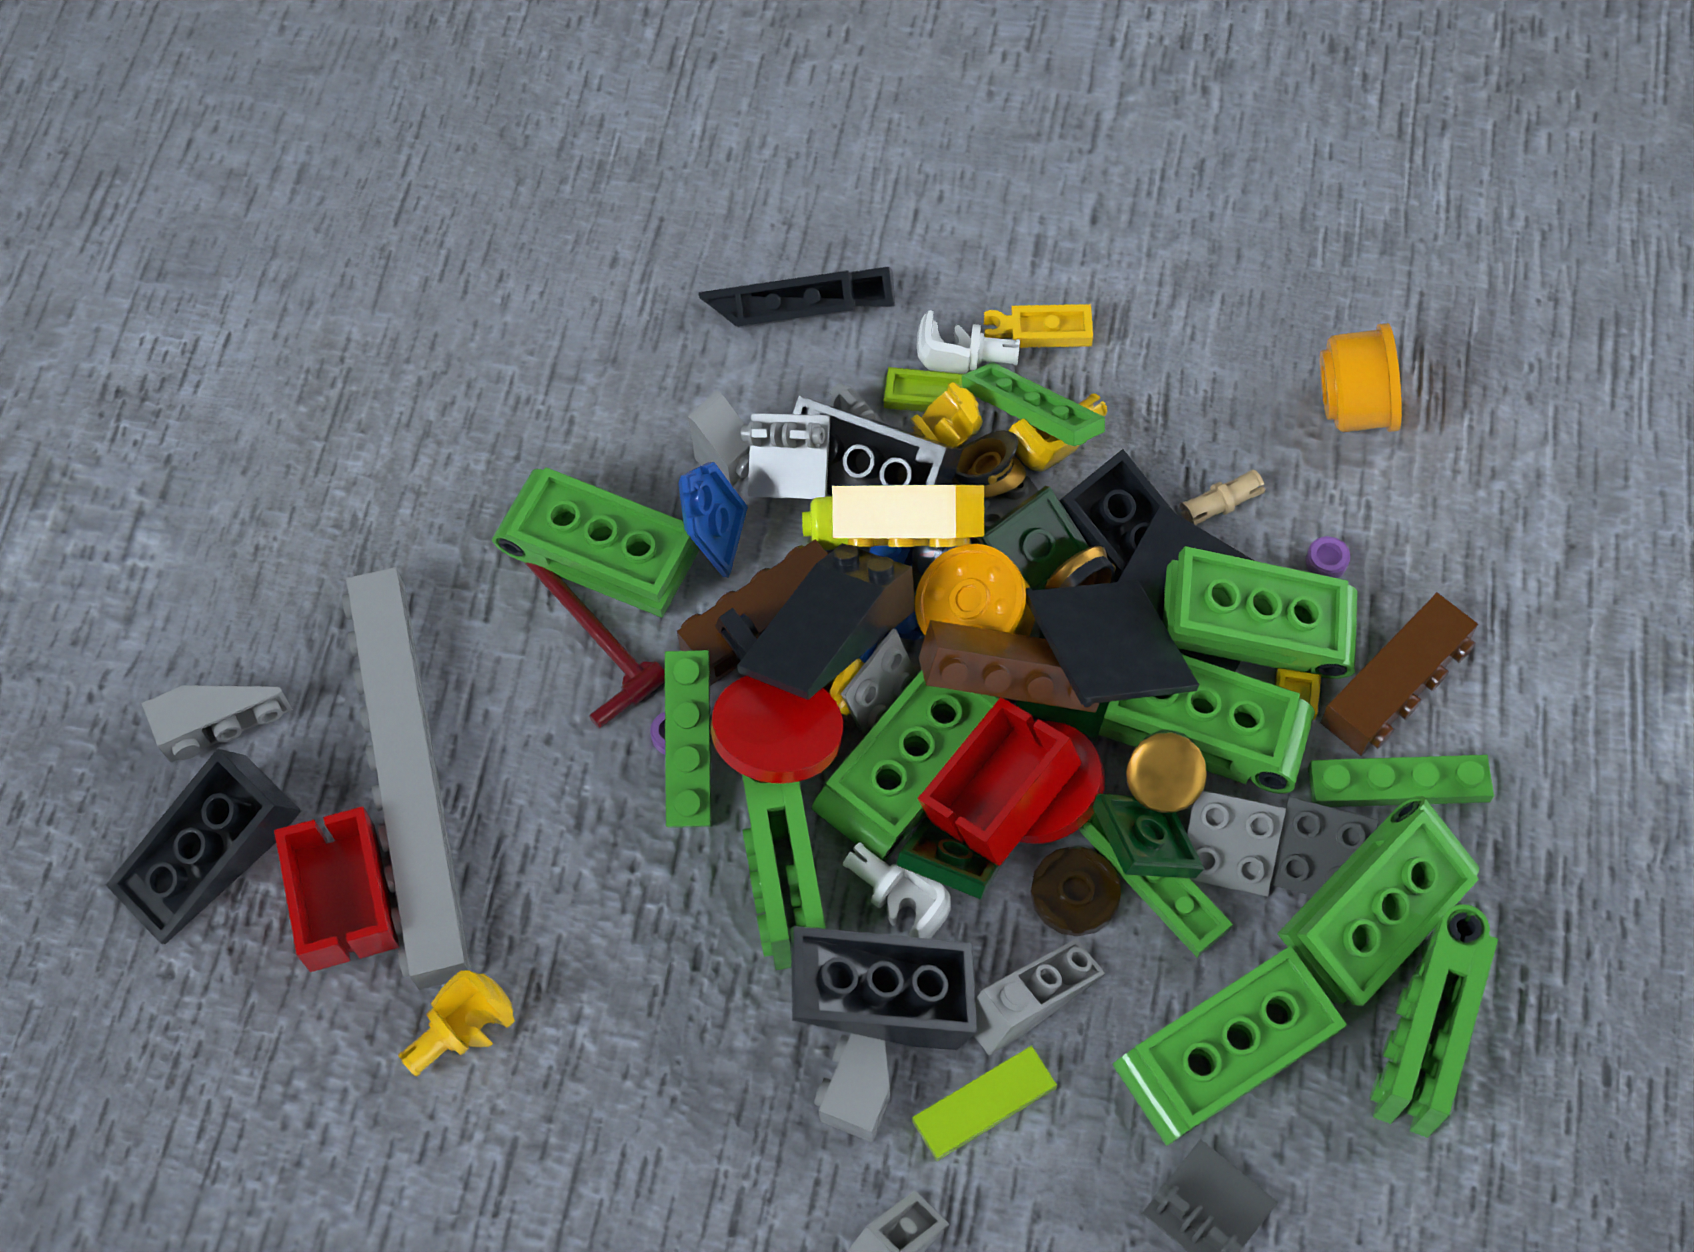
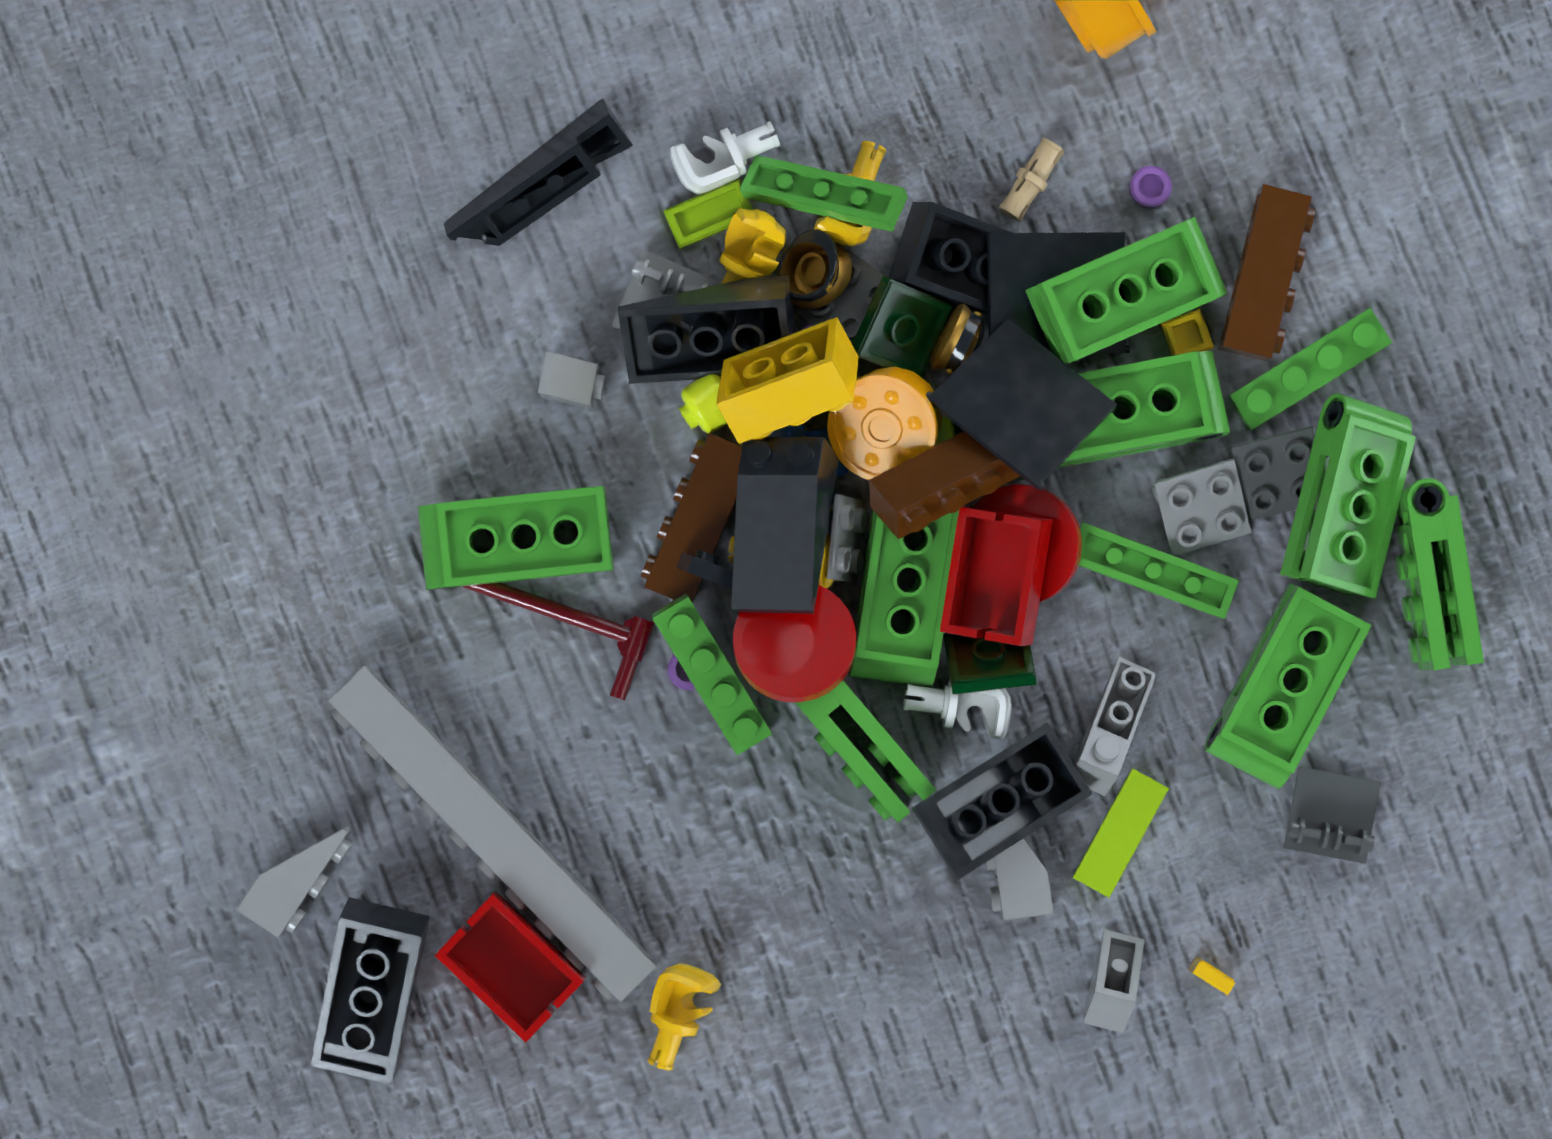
camera: 35 degrees left, 25 degrees up
(712, 514) = (609, 464): blue tile -> none
(787, 455) = (638, 367): hinge -> none
(1043, 325) = (780, 87): yellow plate -> none
(1075, 891) = (1097, 617): dark brown tile -> none
(1146, 839) = (1135, 547): dark green tile -> none
(1166, 772) = (1124, 486): pearl gold piece -> none

